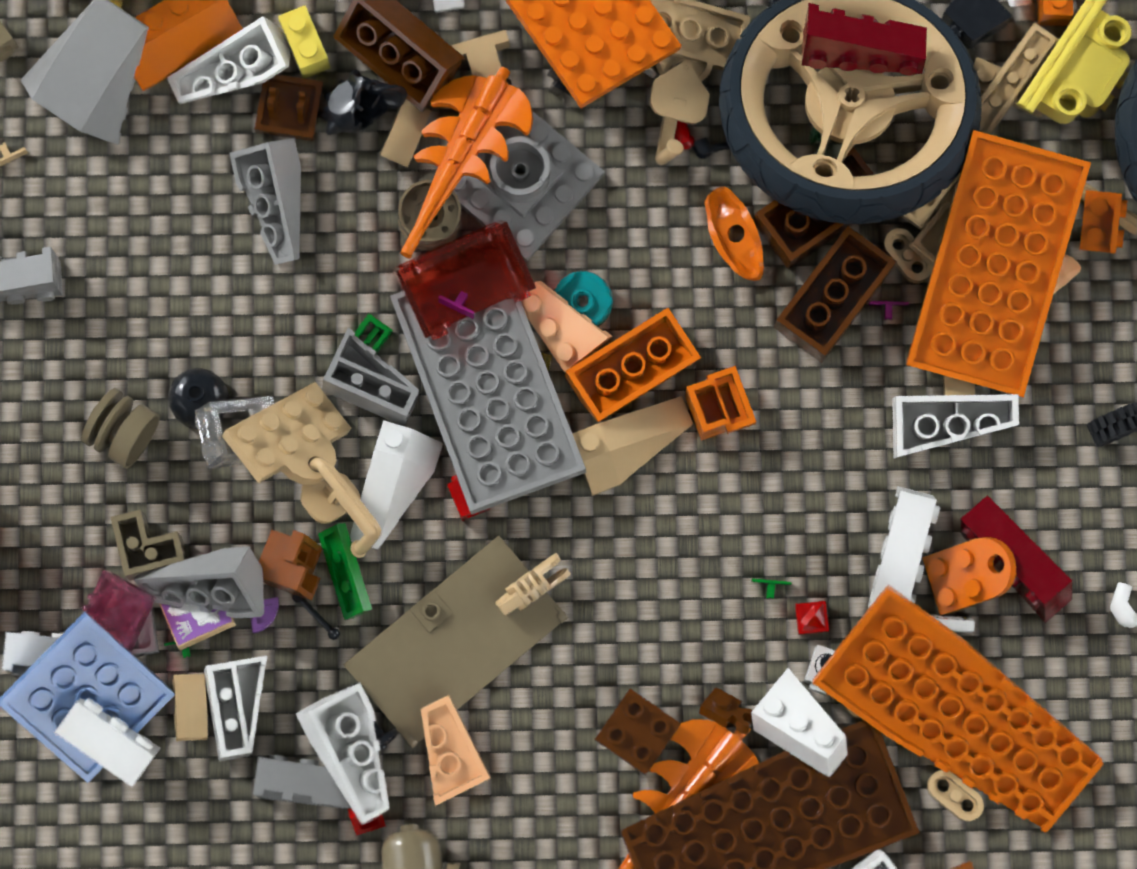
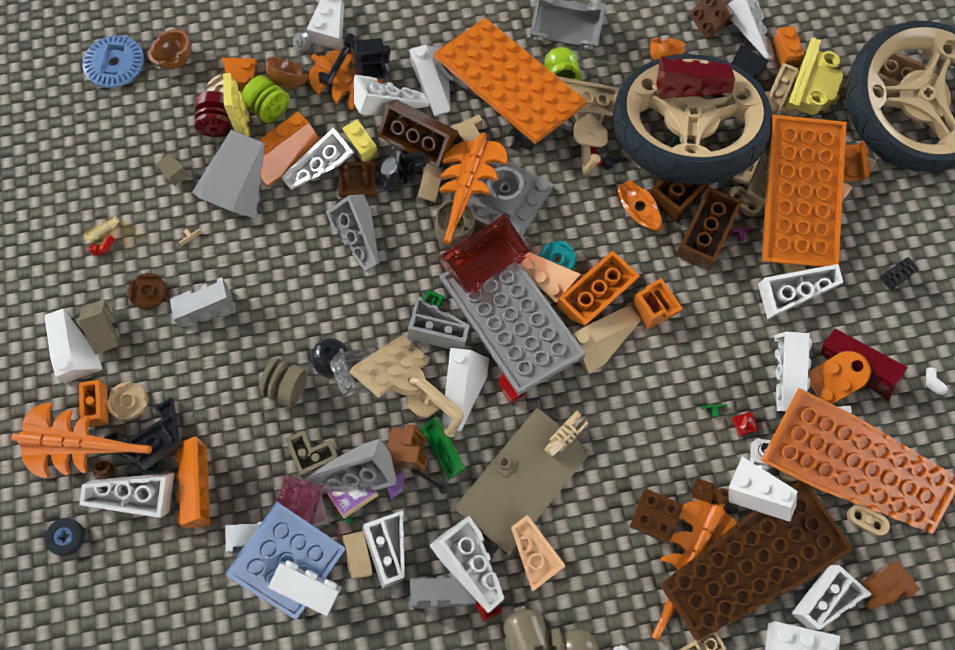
camera: 10 degrees left, 10 degrees down
(458, 304) = (482, 272): magenta piece -> none

